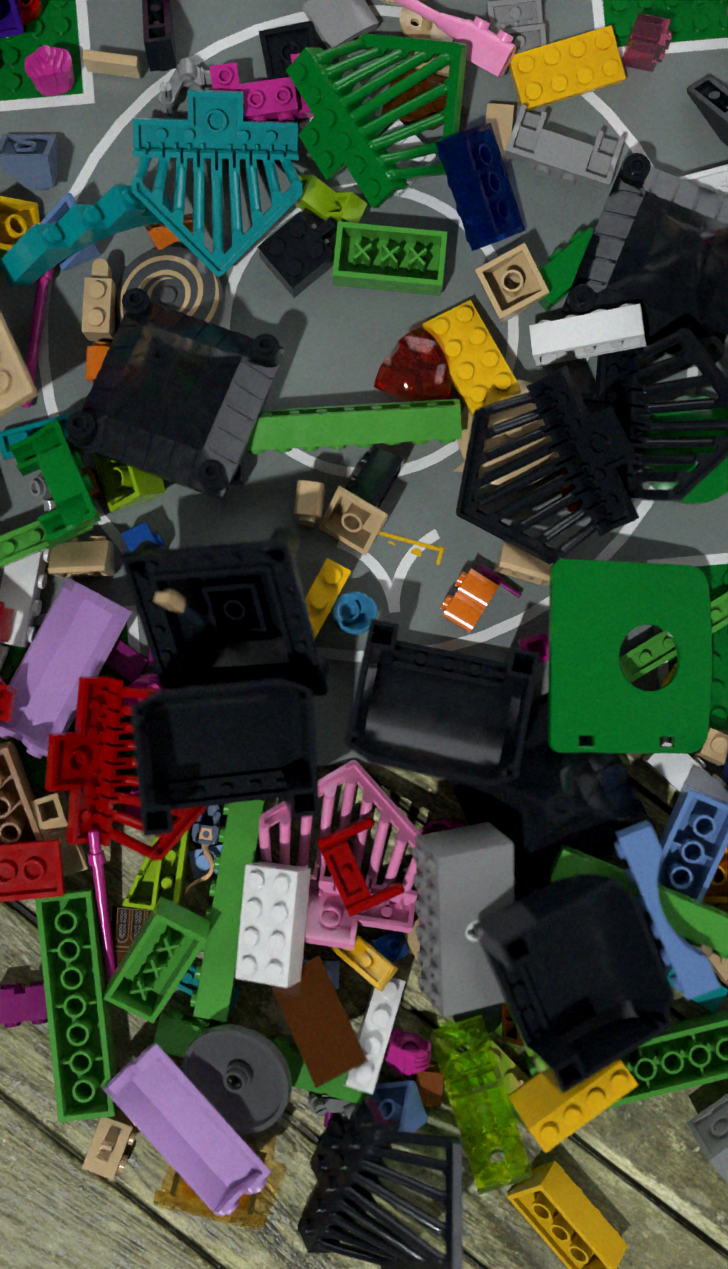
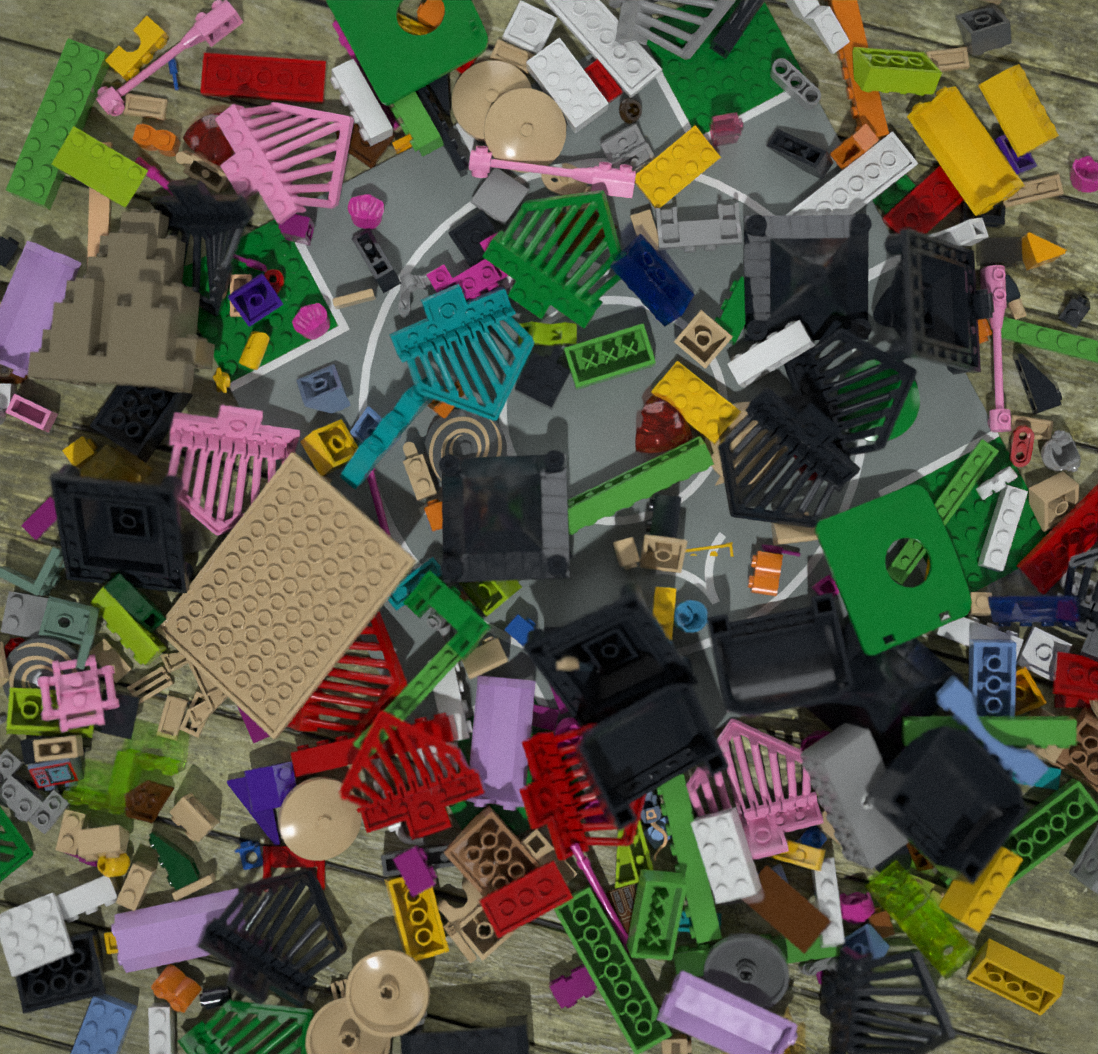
camera: 20 degrees left, 0 degrees up
(347, 873) = (761, 799): red plate -> none

